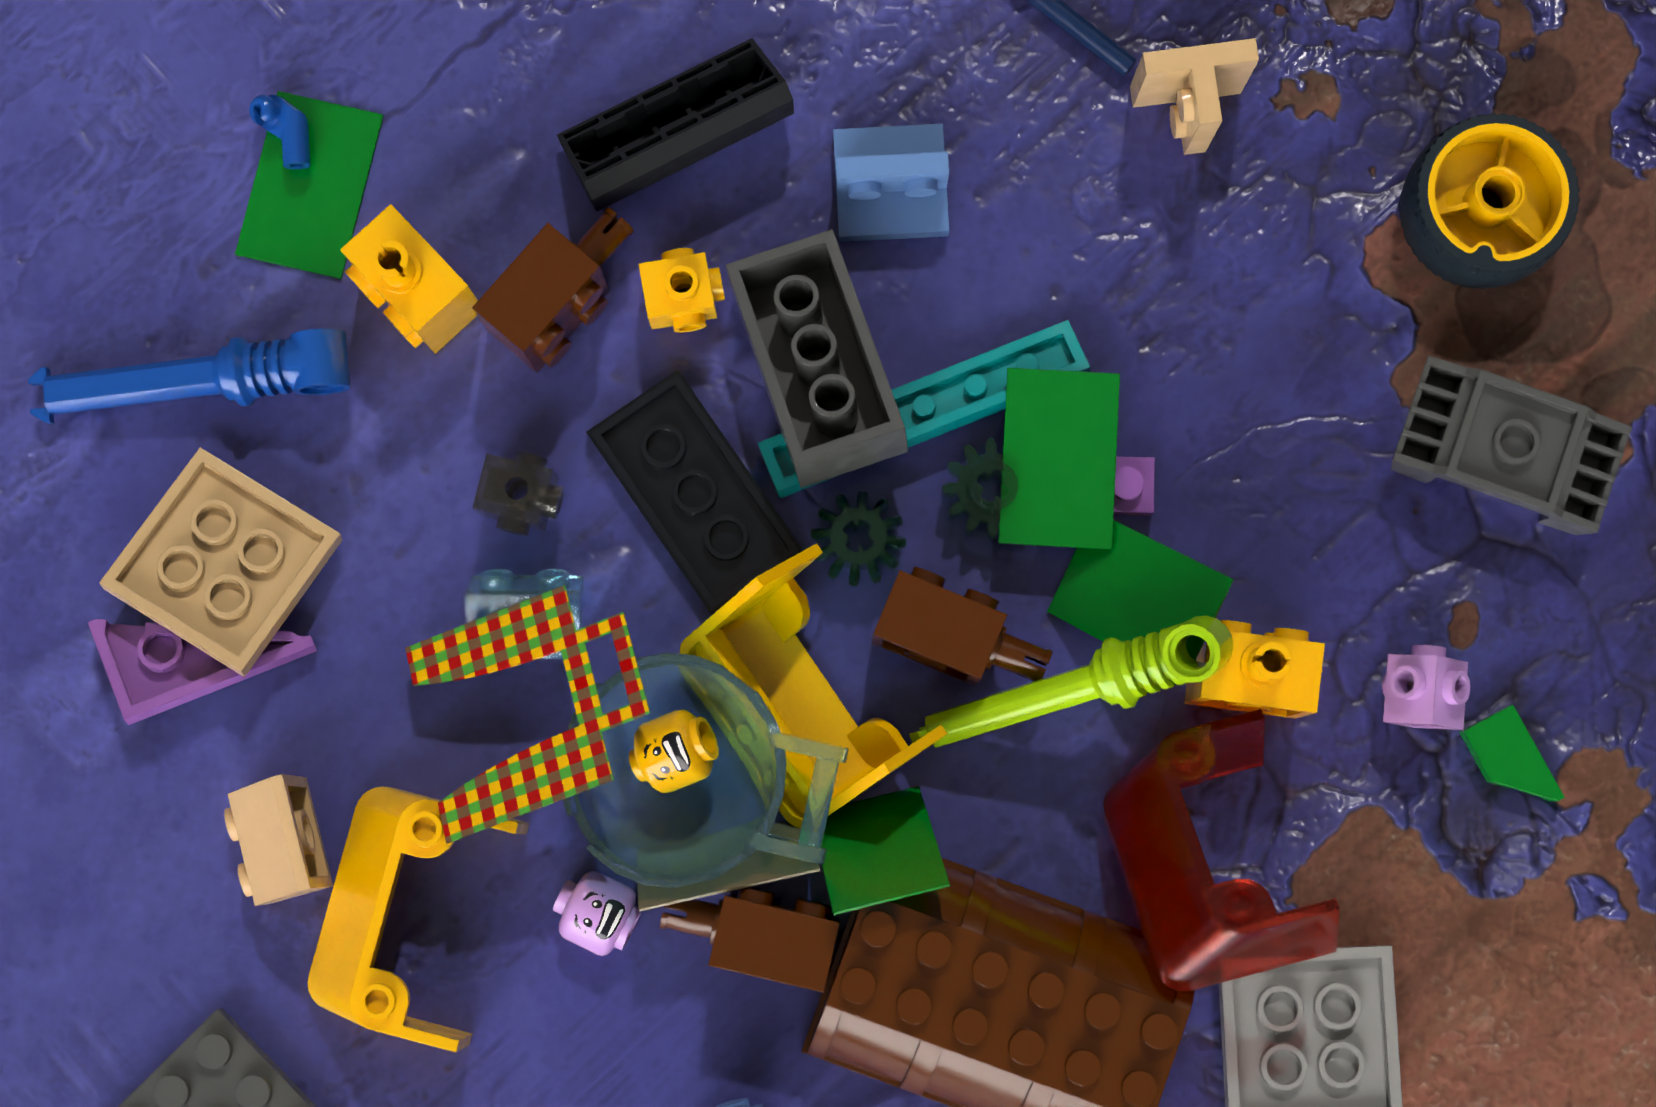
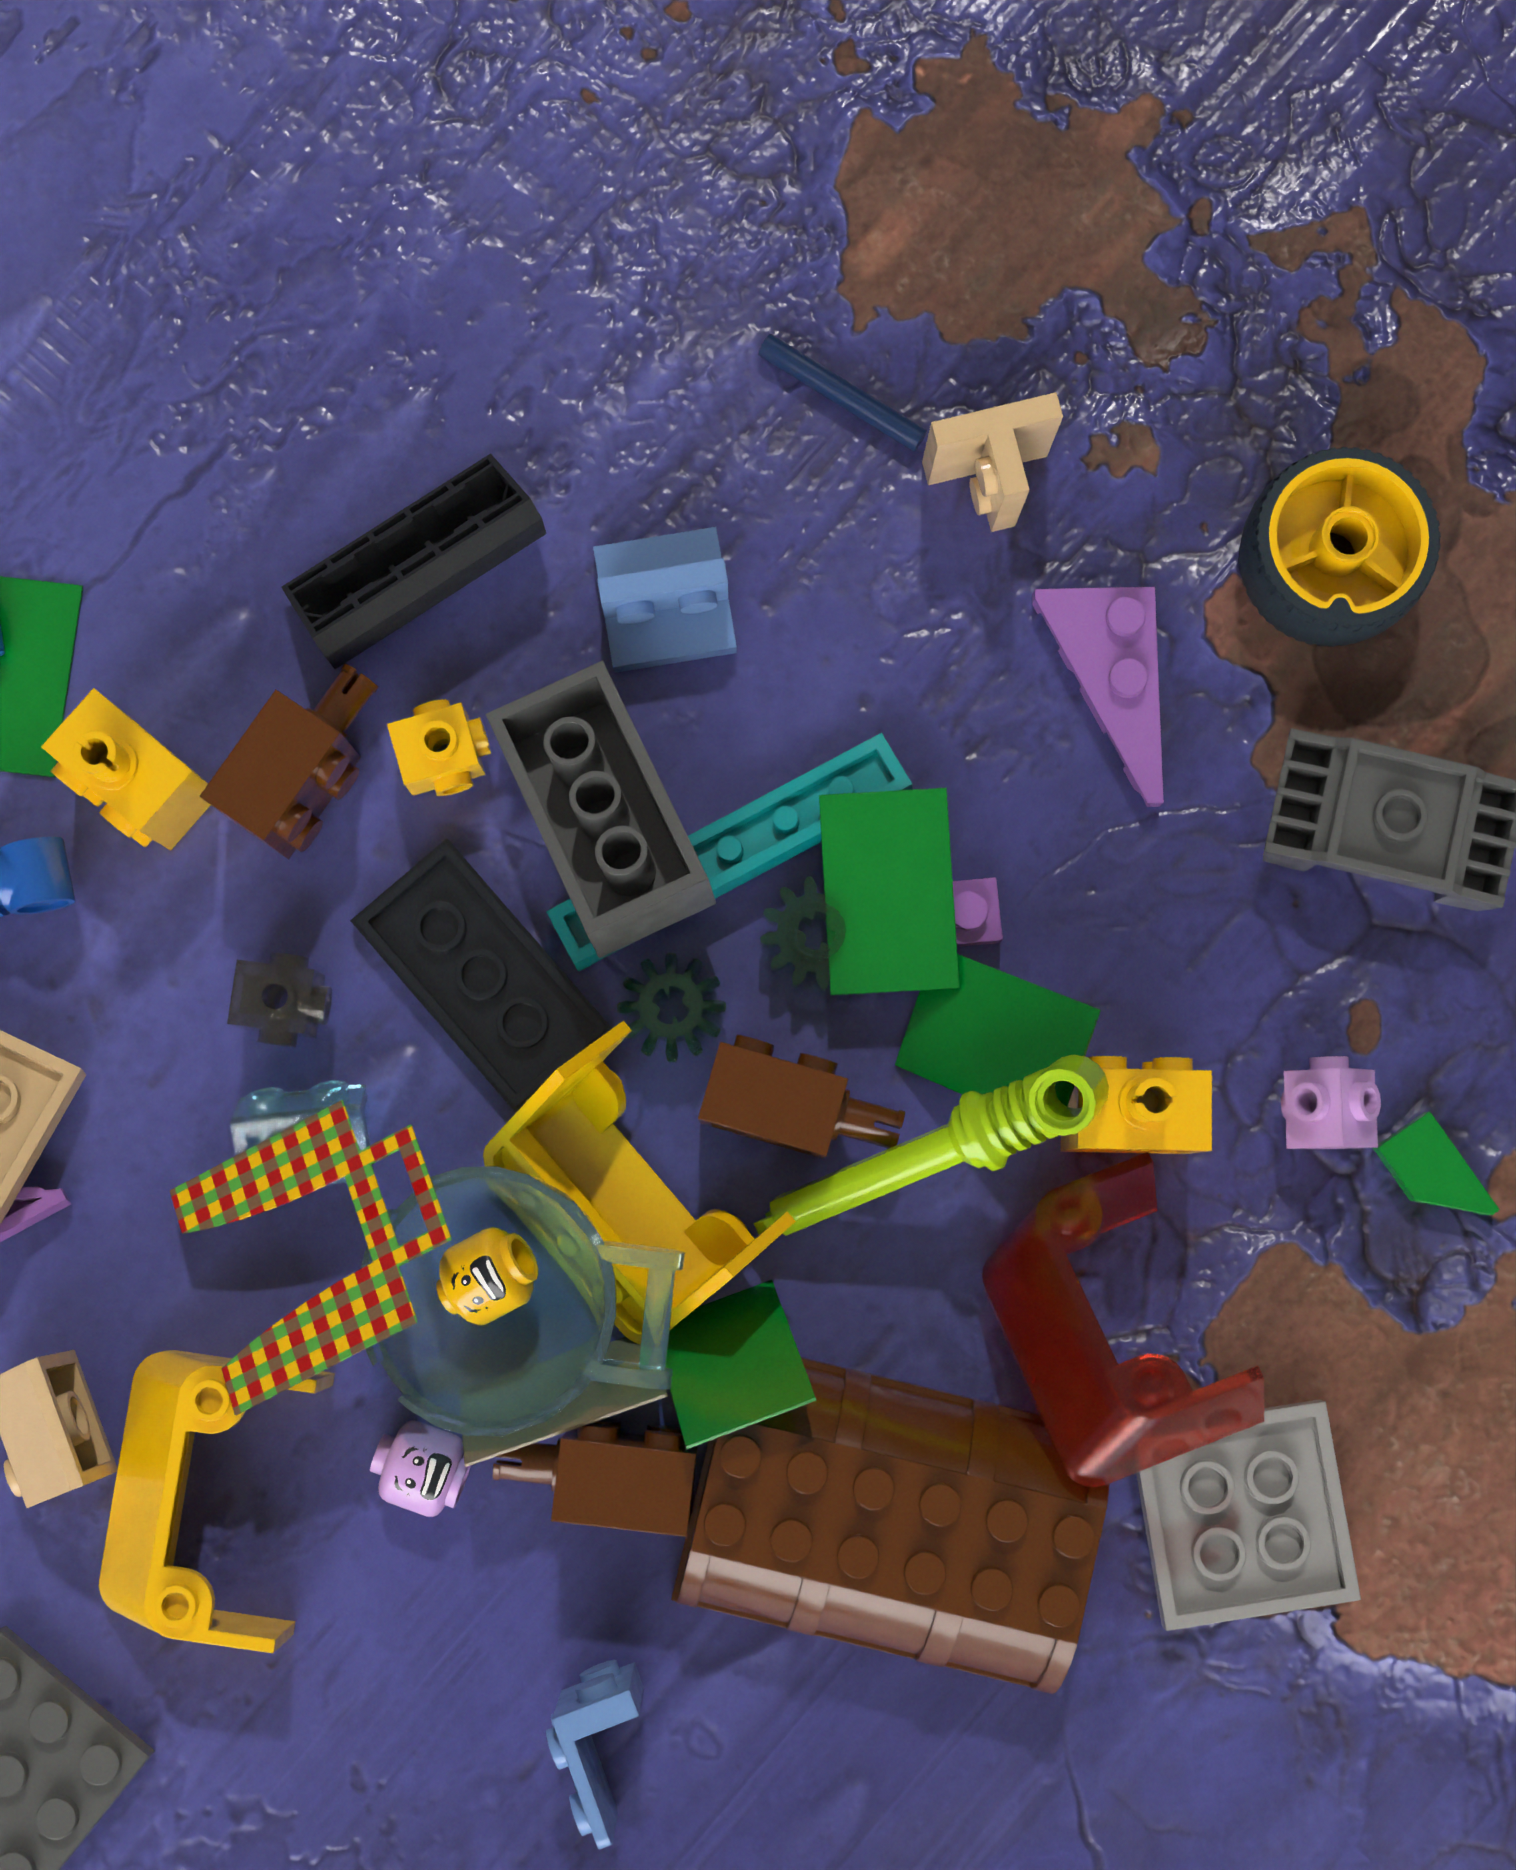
camera: 10 degrees left, 0 degrees up
(1279, 269) = (1113, 651): none -> medium lavender wing

